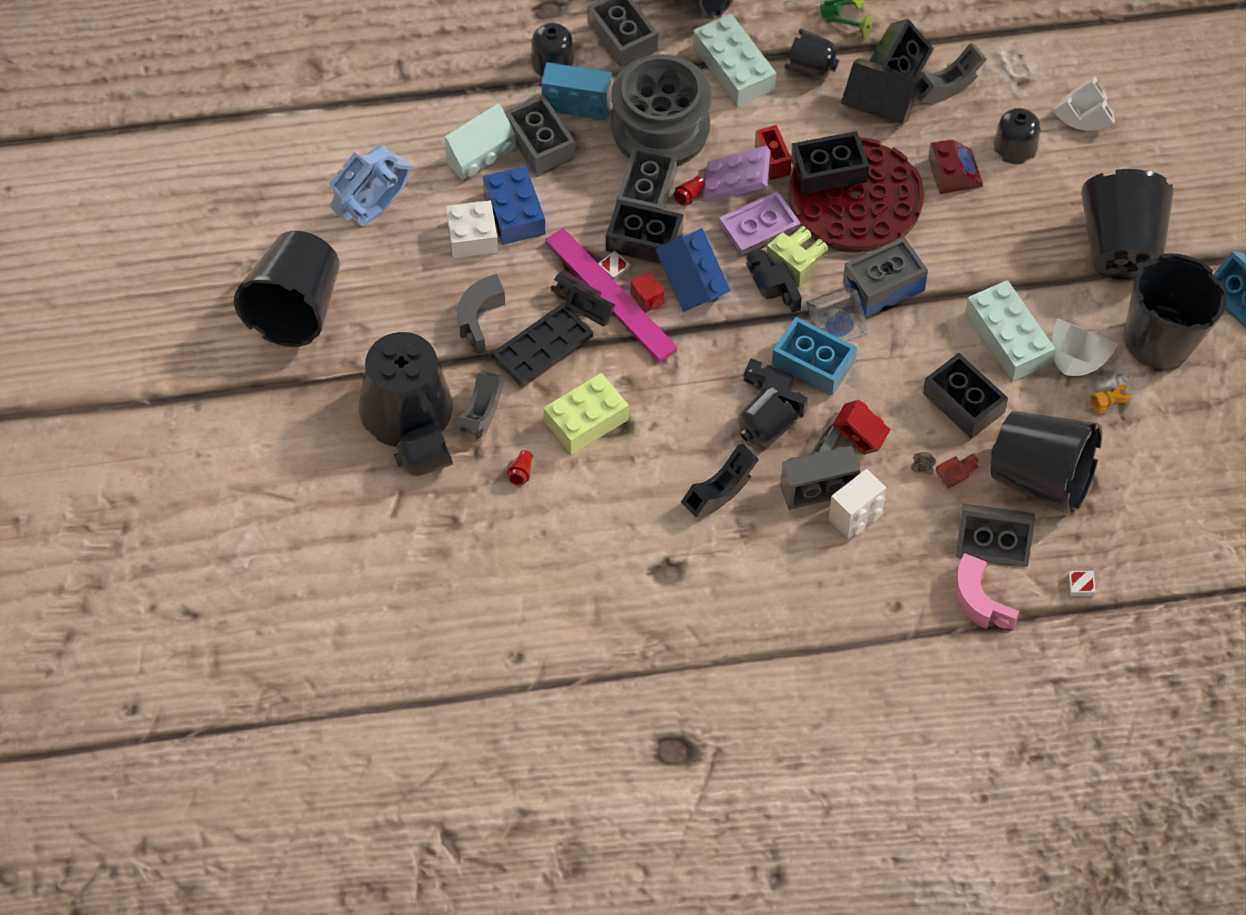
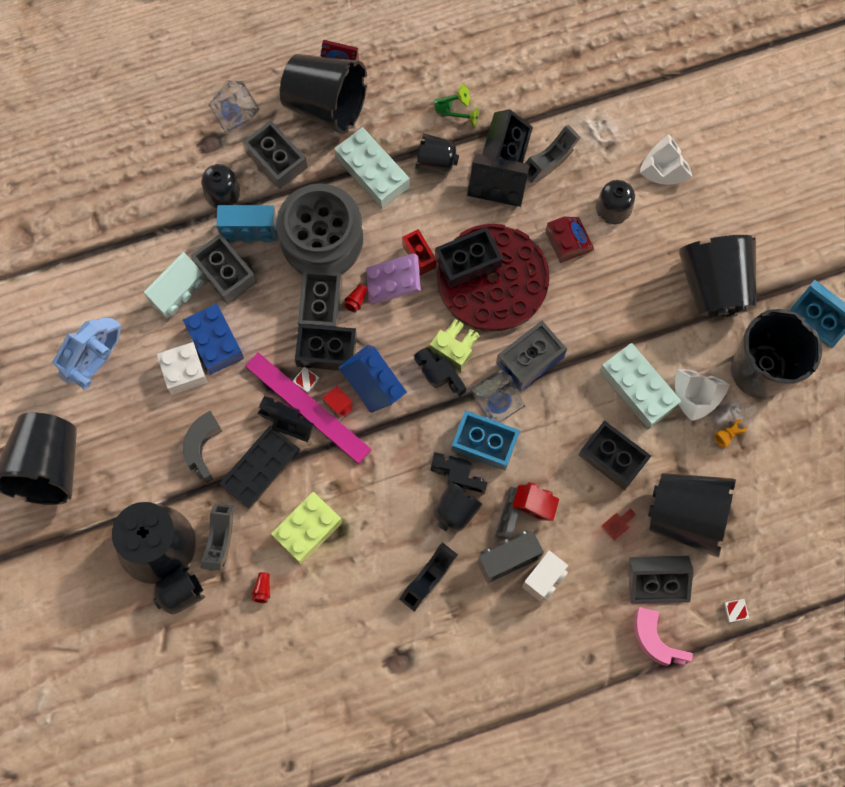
camera: 10 degrees left, 15 degrees up
(759, 222) = (419, 319): lavender plate -> none
(923, 463) = (591, 522): clear smoke plate -> none

